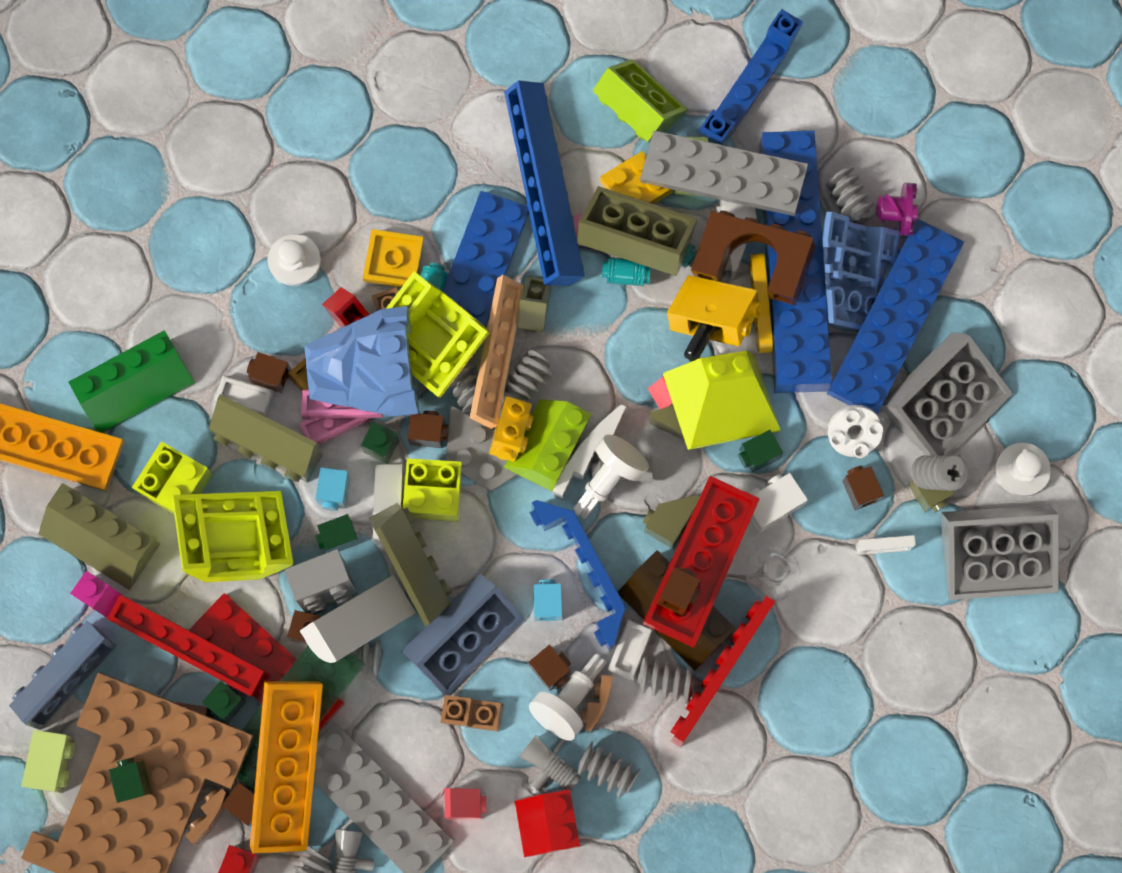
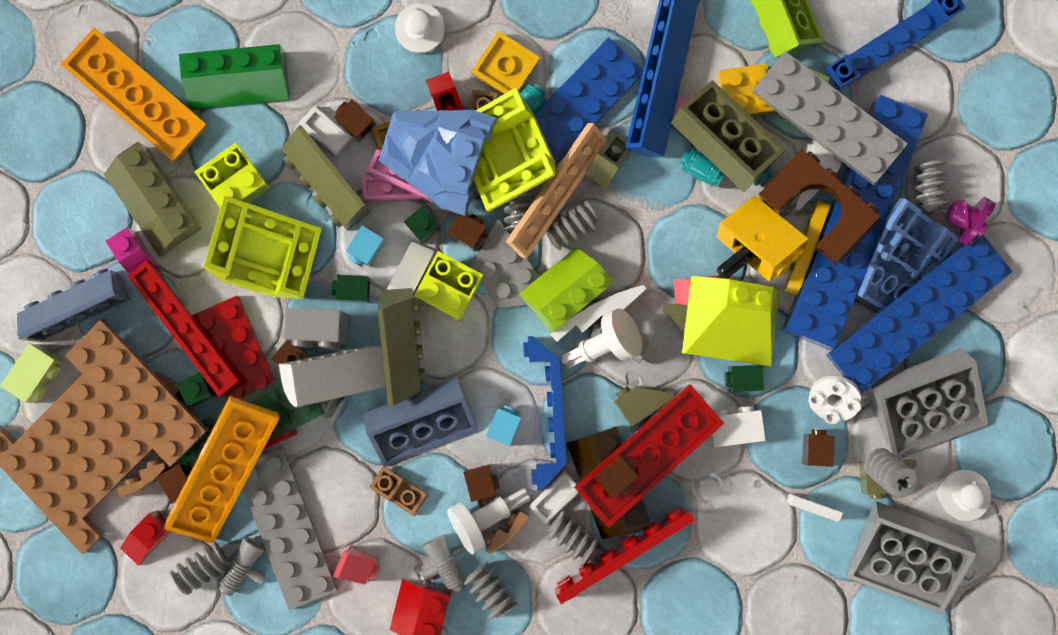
camera: 25 degrees right, 10 degrees up
(129, 780) = (87, 424): dark green brick -> none
(509, 434) = (534, 270): yellow brick -> none

